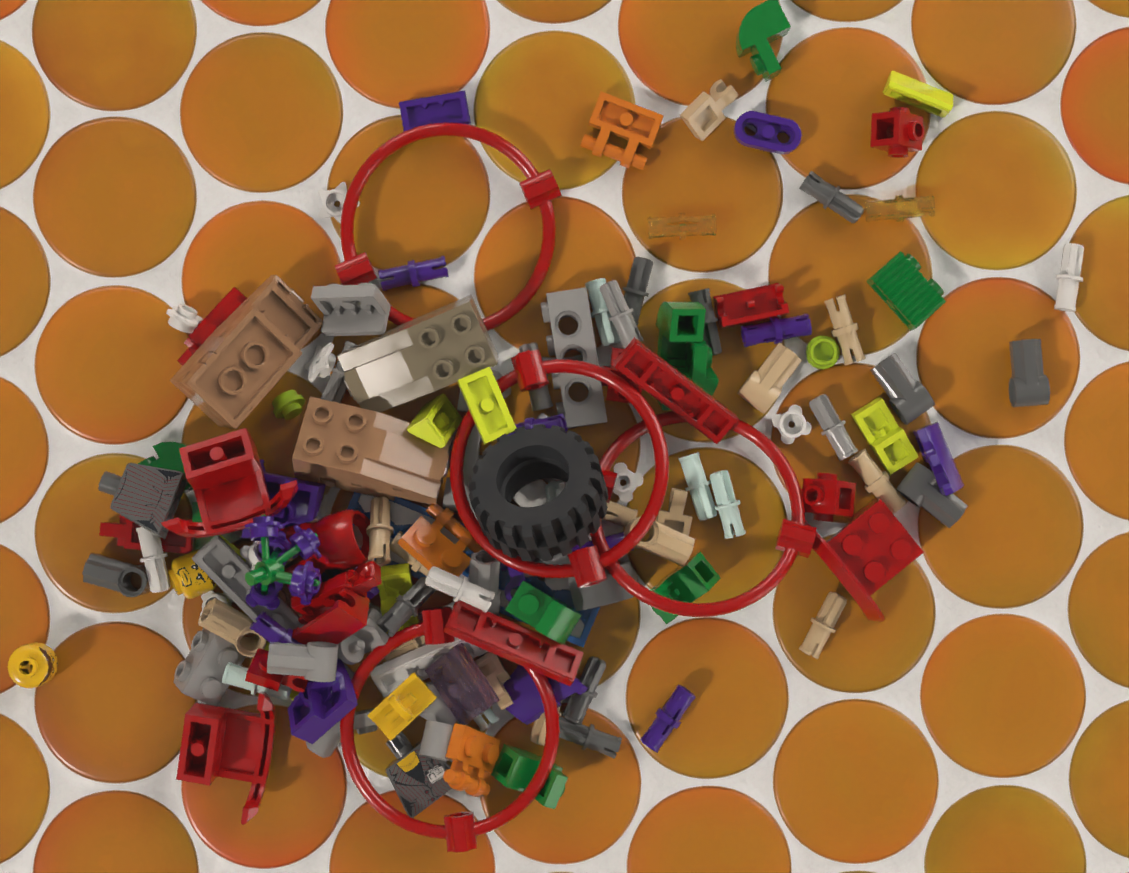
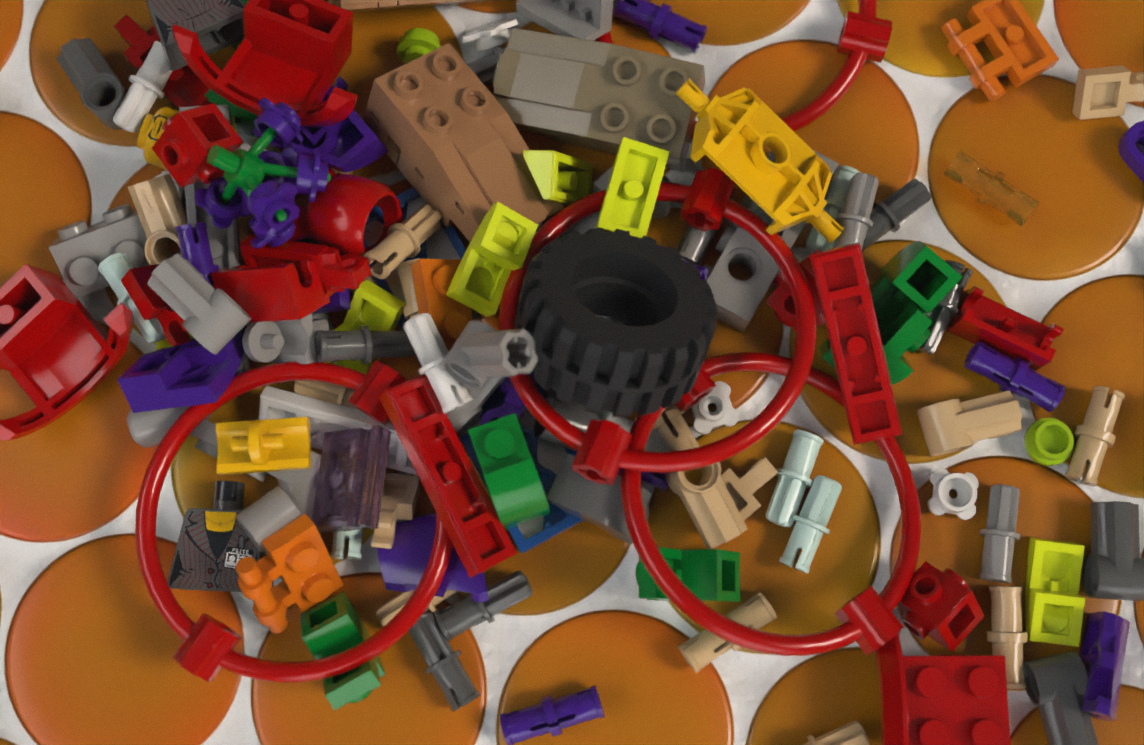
camera: 40 degrees right, 10 degrees down
(226, 575) = (188, 140): none -> red brick
(438, 503) = (489, 258): none -> neon yellow slope
(487, 566) = (489, 353): none -> light grey piece
(519, 335) = (733, 137): none -> yellow plate
(728, 589) = (706, 646): none -> tan pin

